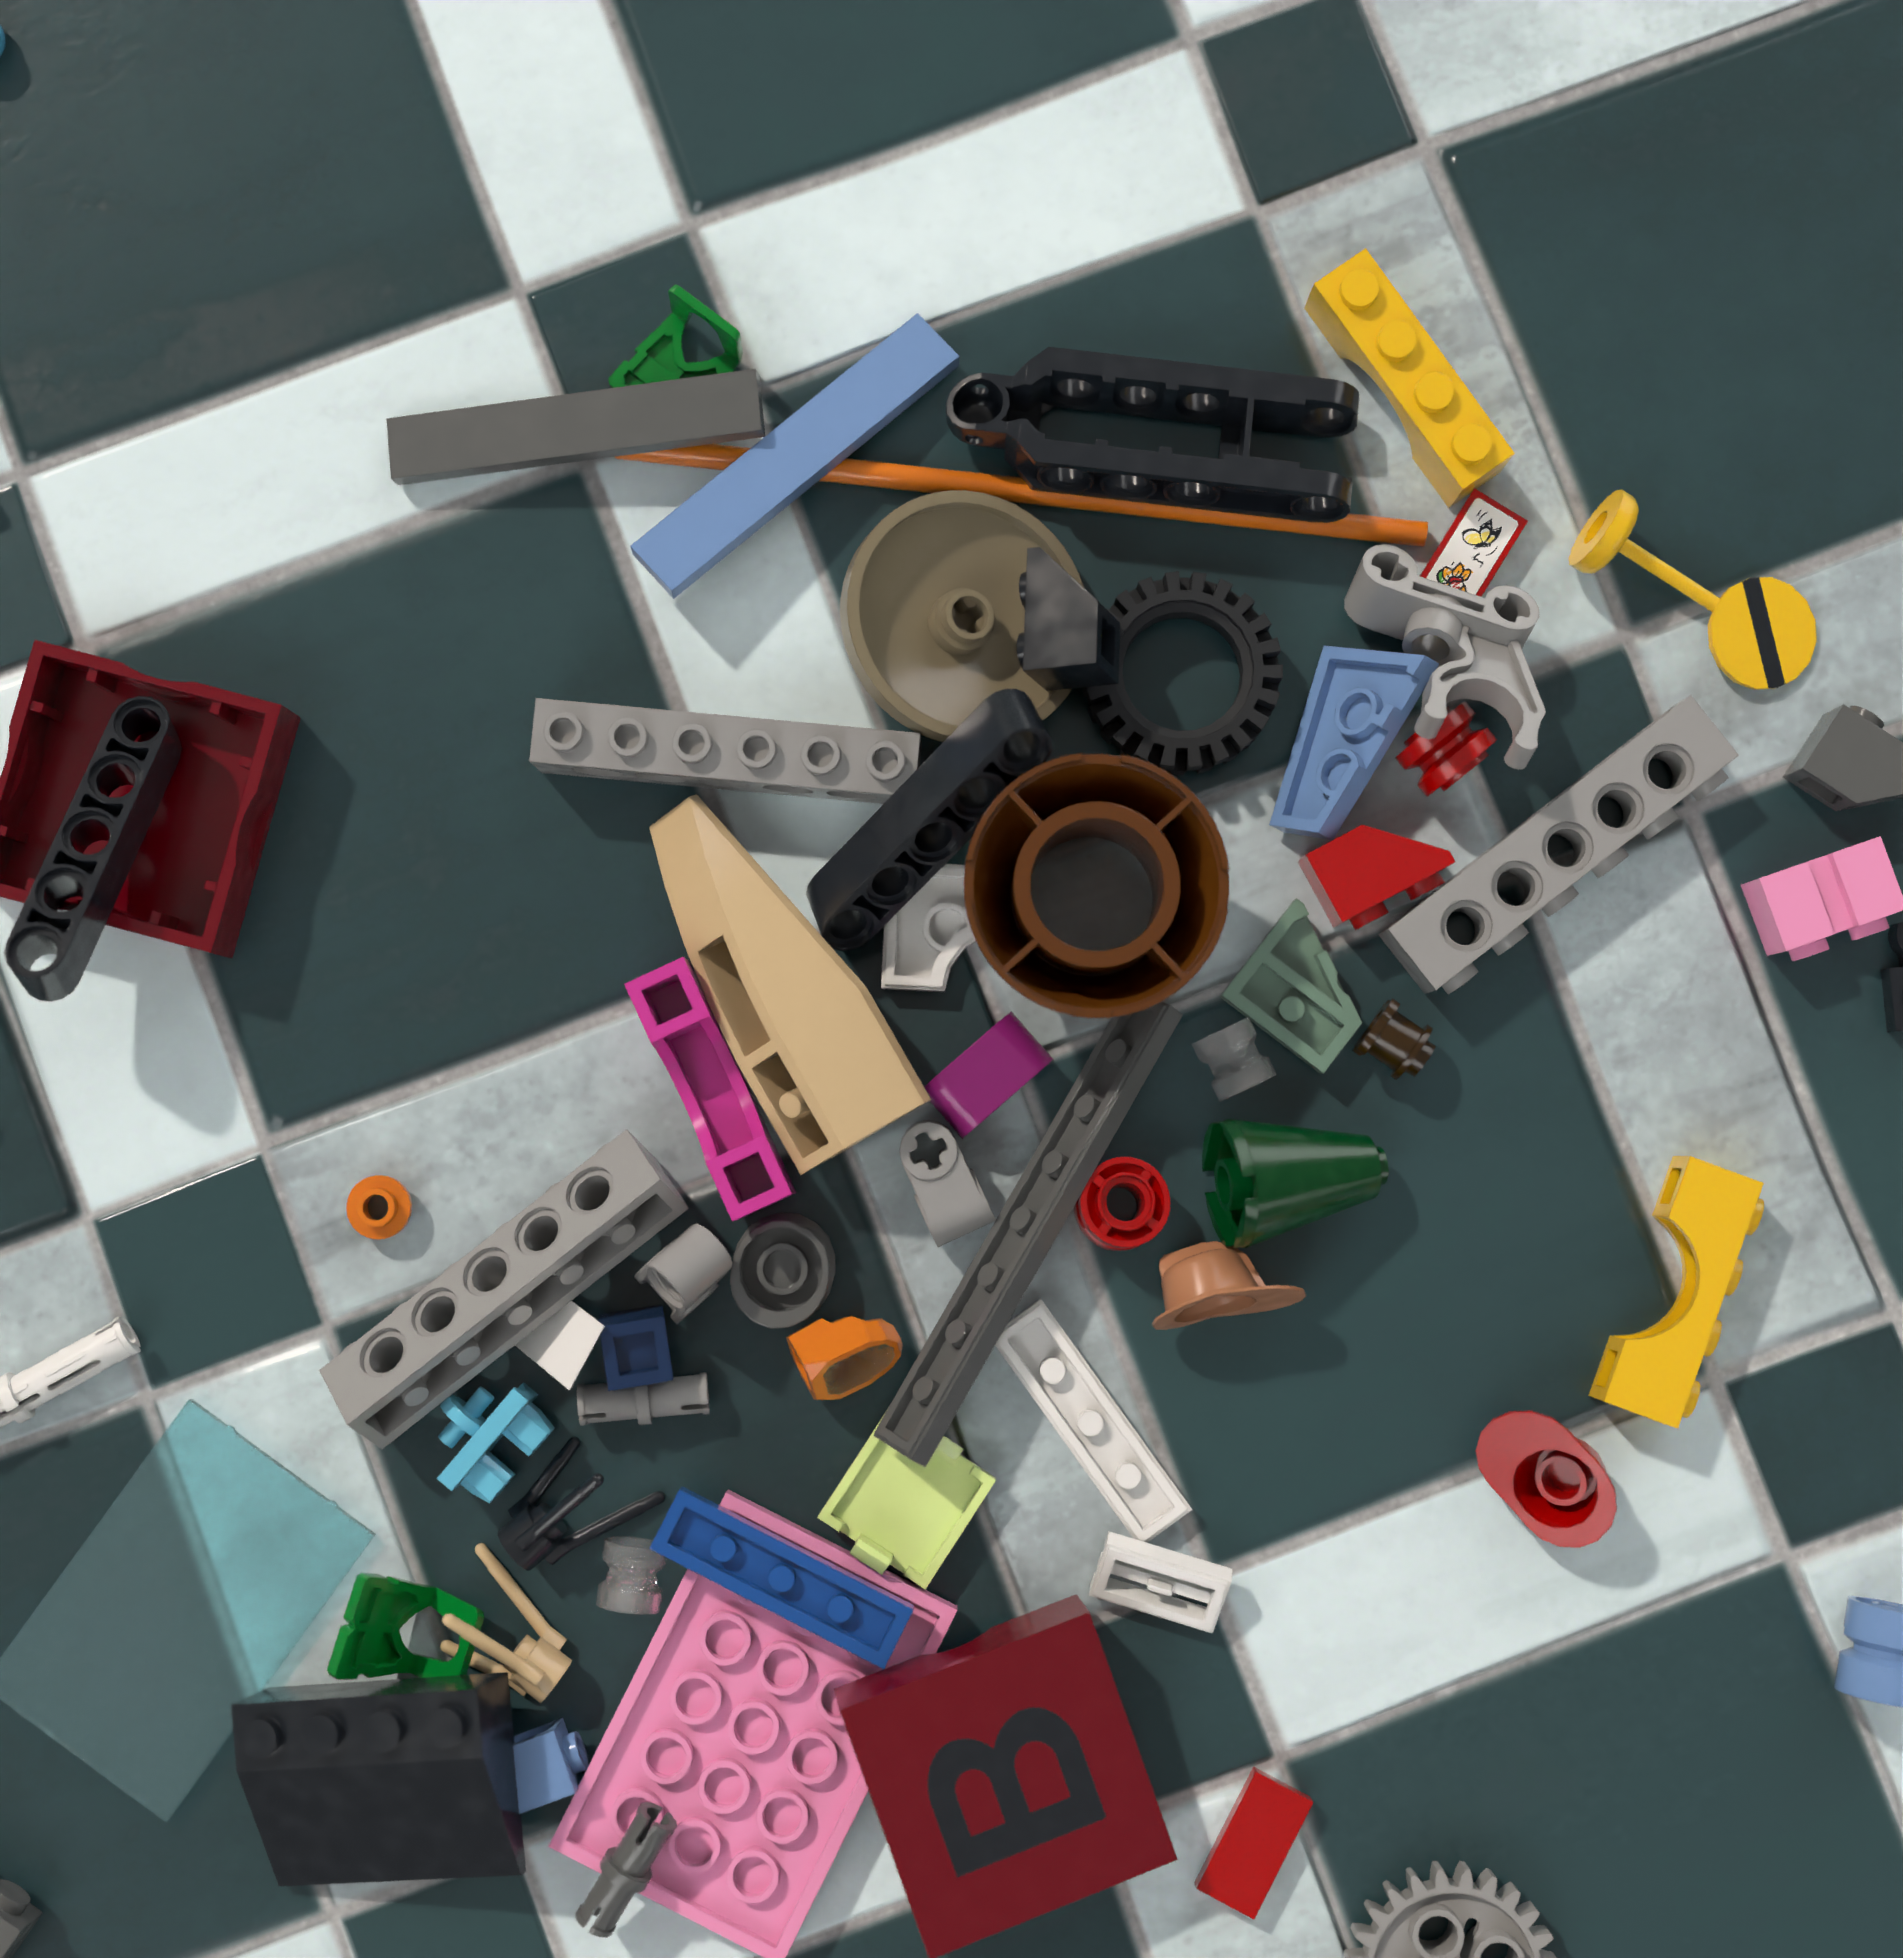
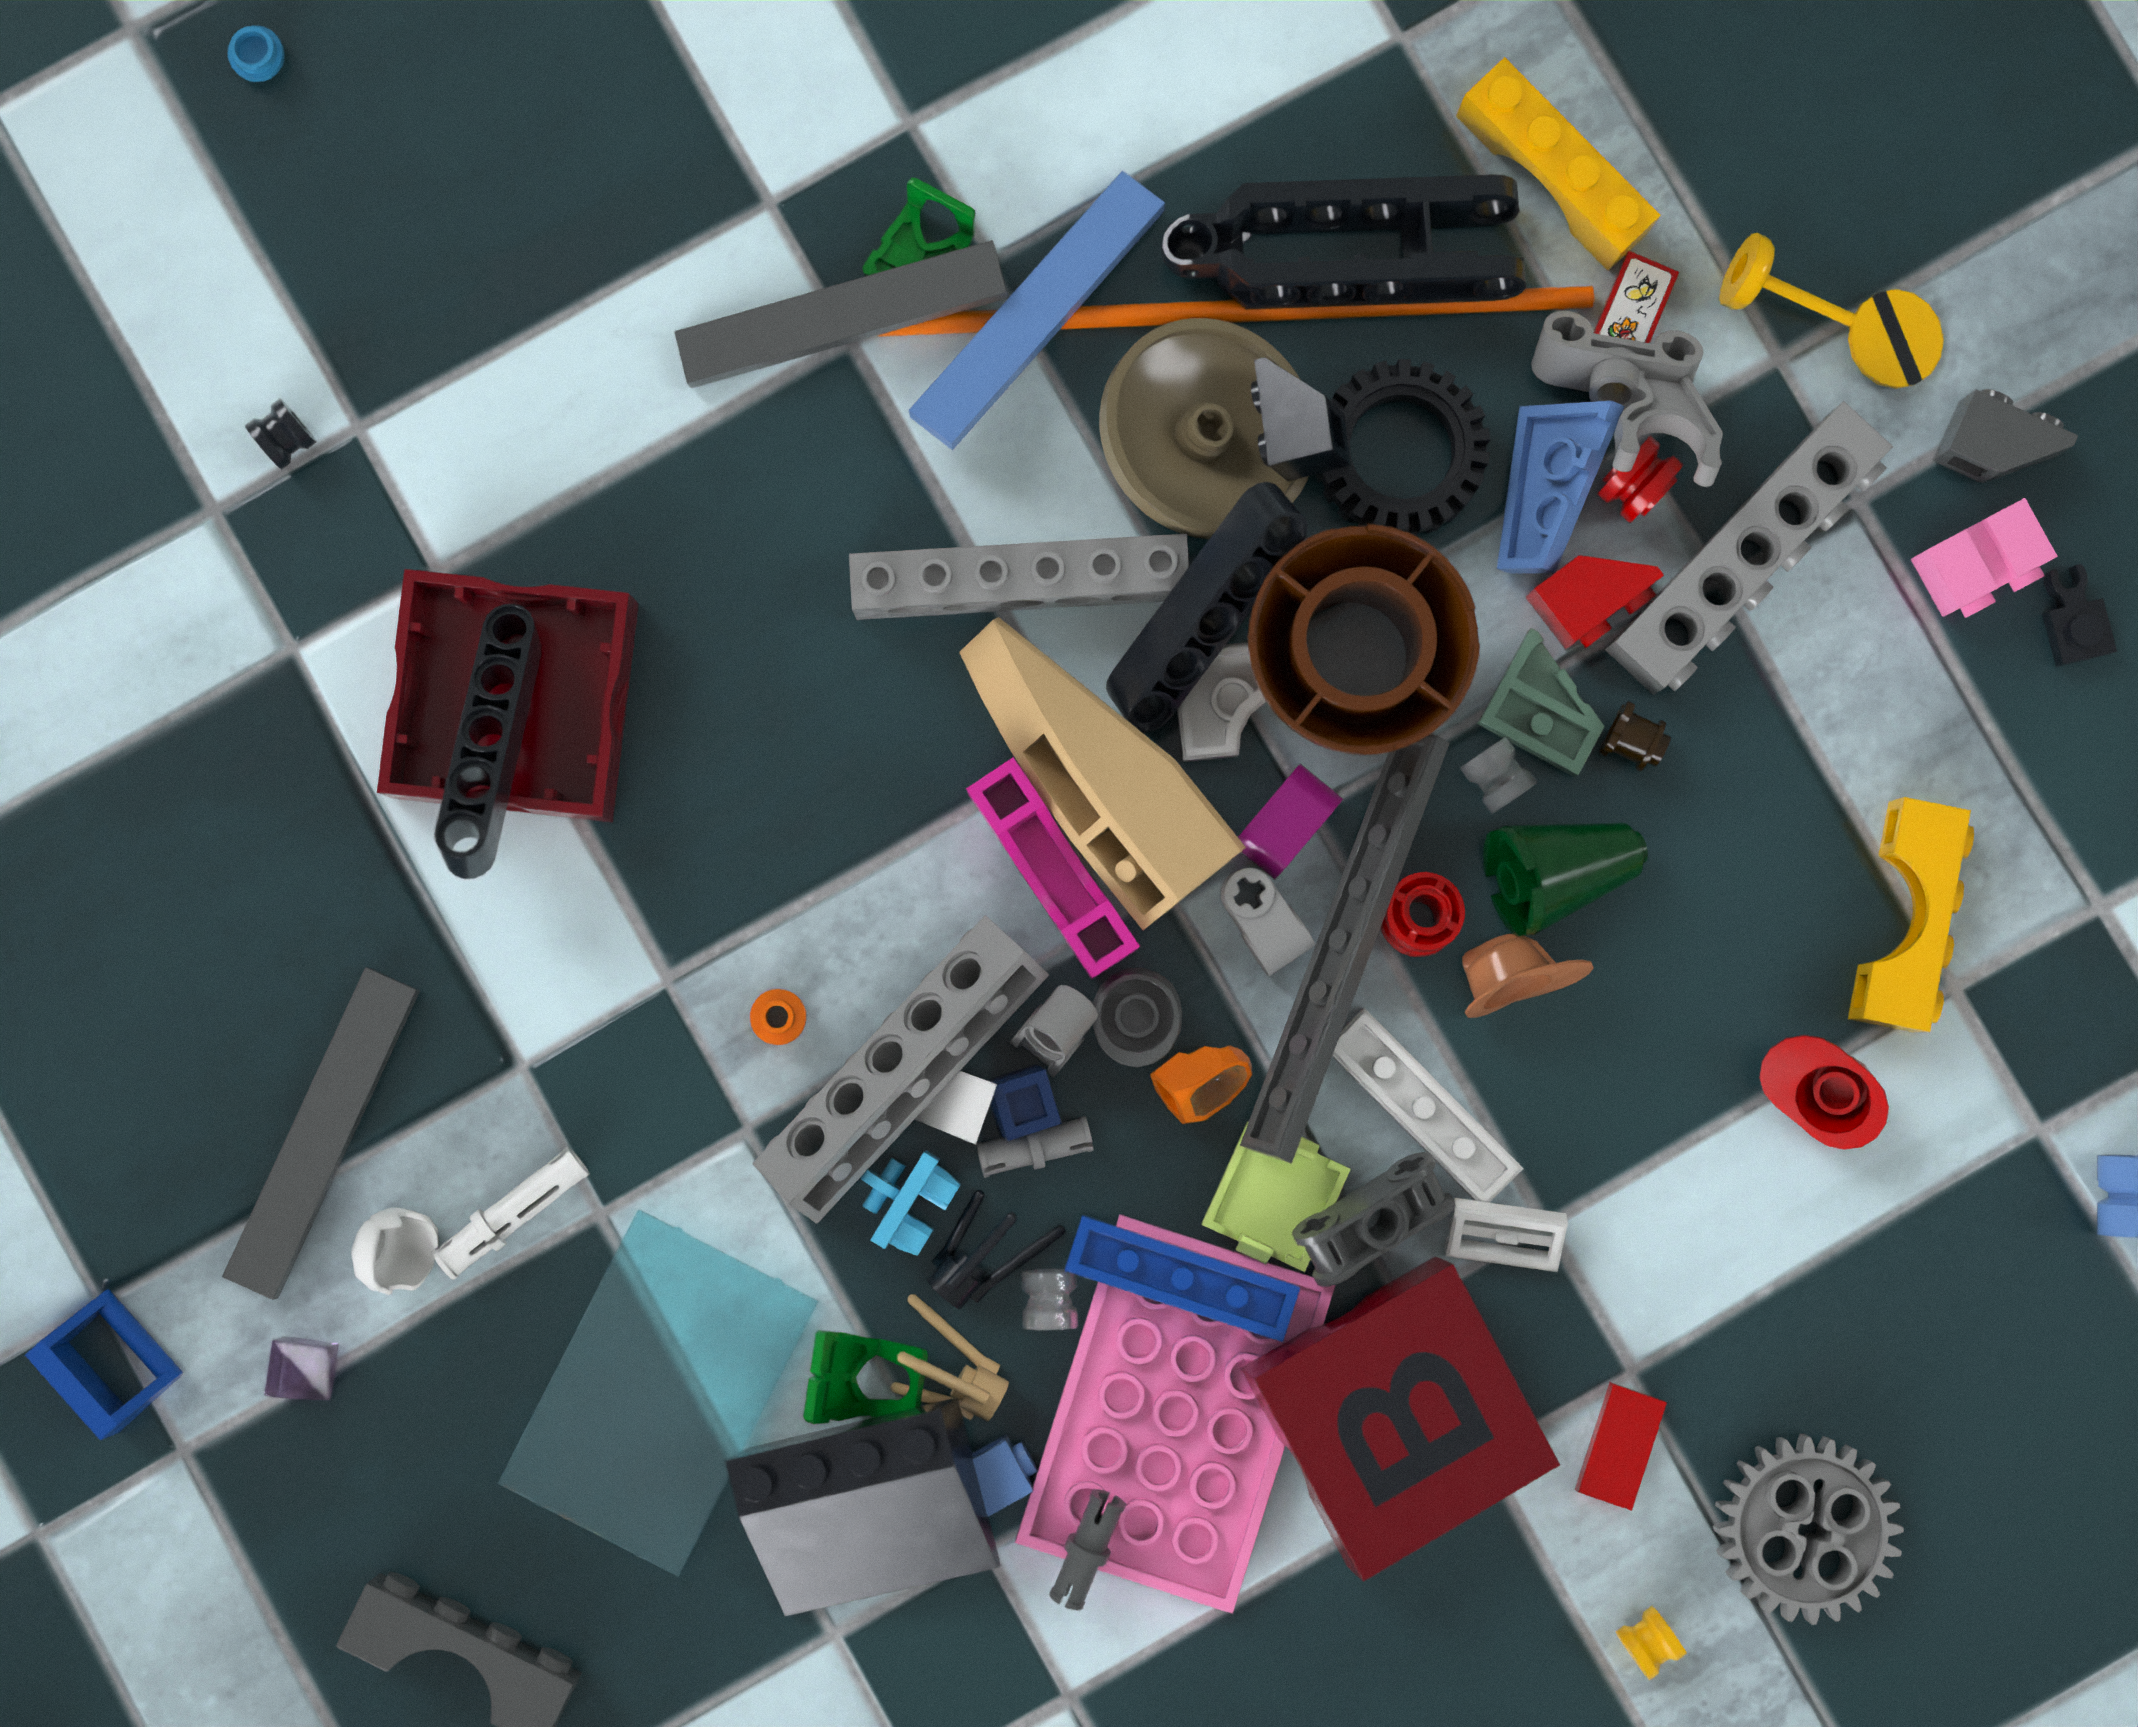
camera: 15 degrees left, 0 degrees up
(975, 1544) = (1340, 1235): none -> dark grey piece

